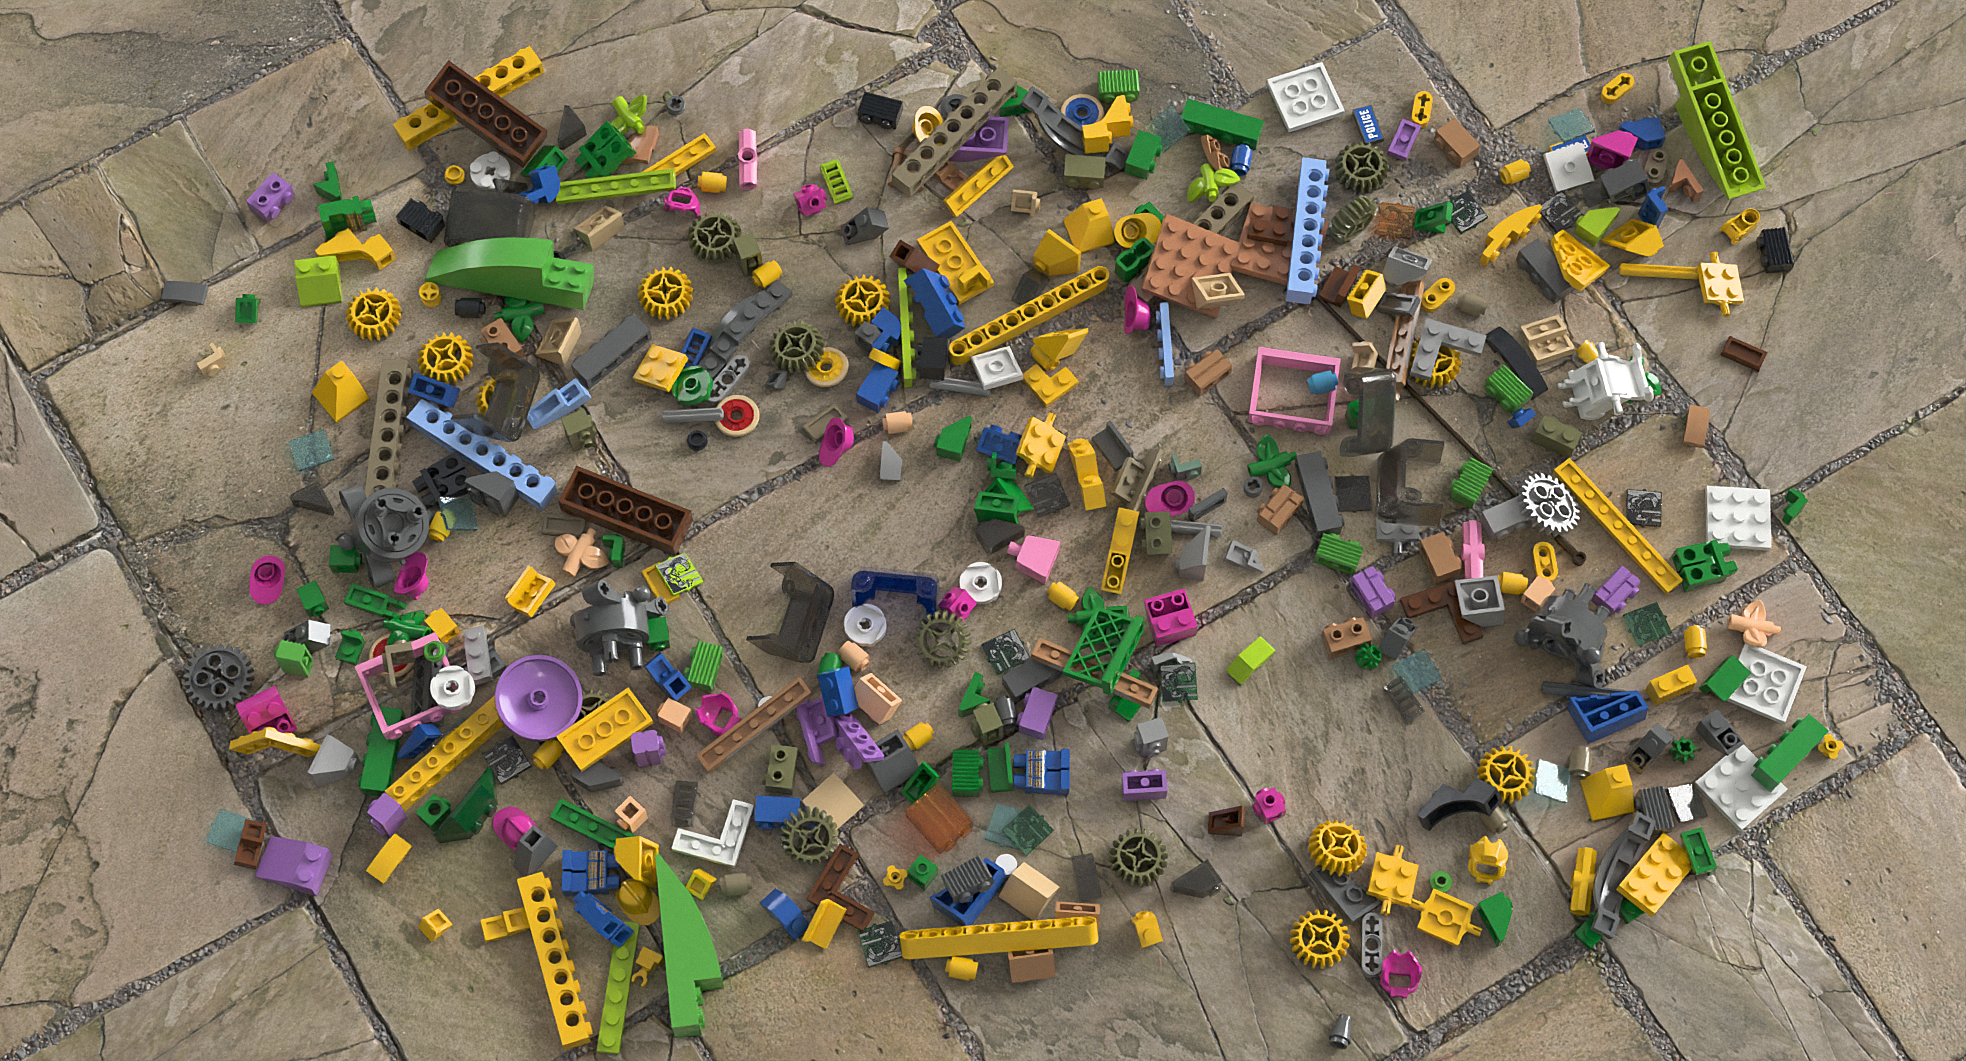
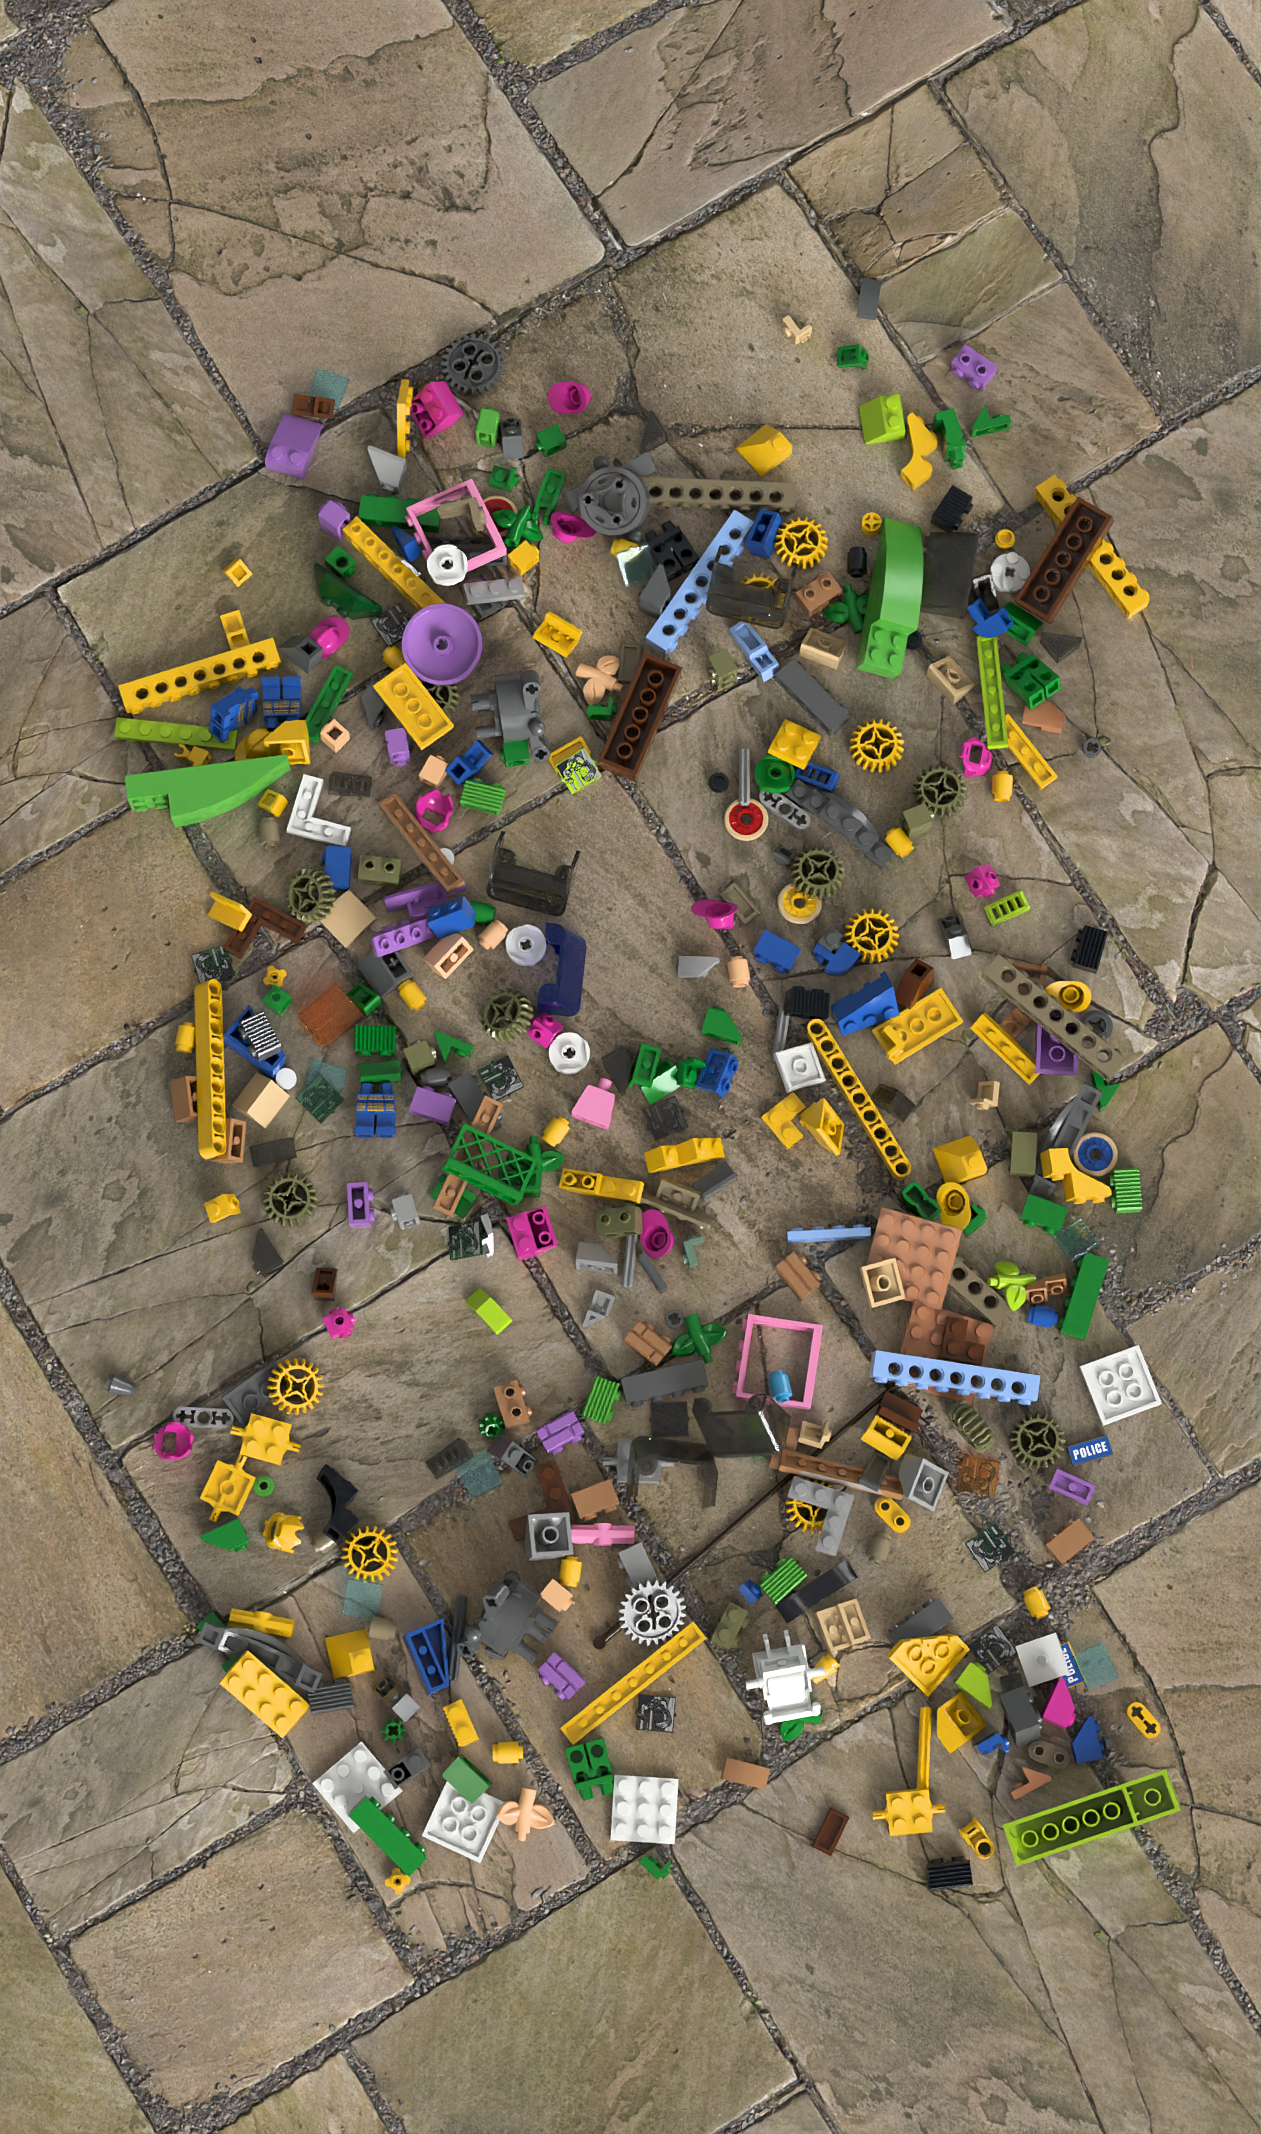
camera: 90 degrees right, 10 degrees up
(311, 450) = (706, 428): clear light blue piece -> none
(344, 561) = (587, 459): green brick -> none
(366, 323) = (836, 482): yellow gear -> none
(389, 858) = (298, 527): yellow slope -> none
(430, 647) = (484, 542): bright green plate -> none
(630, 114) = (1074, 701): lime plant -> none
(747, 169) = (1042, 819): bright pink piece -> none
(785, 912) = (240, 875): blue brick -> none
(885, 359) = (804, 957): yellow beam -> none
(906, 334) = (834, 979): lime plate -> none
(1040, 445) = (714, 1109): yellow plate -> none
(1056, 256) = (922, 1122): yellow slope -> none
(1136, 312) = (859, 1206): dark pink piece -> none
(1325, 945) = (197, 1353): yellow gear -> none
(1417, 108) = (1110, 1503): yellow beam -> none
(1433, 217) = (978, 1512): green slope -> none
(1470, 483) = (679, 1536): bright green brick -> none
(1508, 230) = (970, 1598): yellow slope -> none
(1546, 563) = (593, 1606): yellow plate -> none
(1647, 624) = (529, 1707): clear green piece -> none
(1686, 802) = (339, 1729): clear smoke piece -> none
(1698, 852) = (286, 1735): green panel -> none

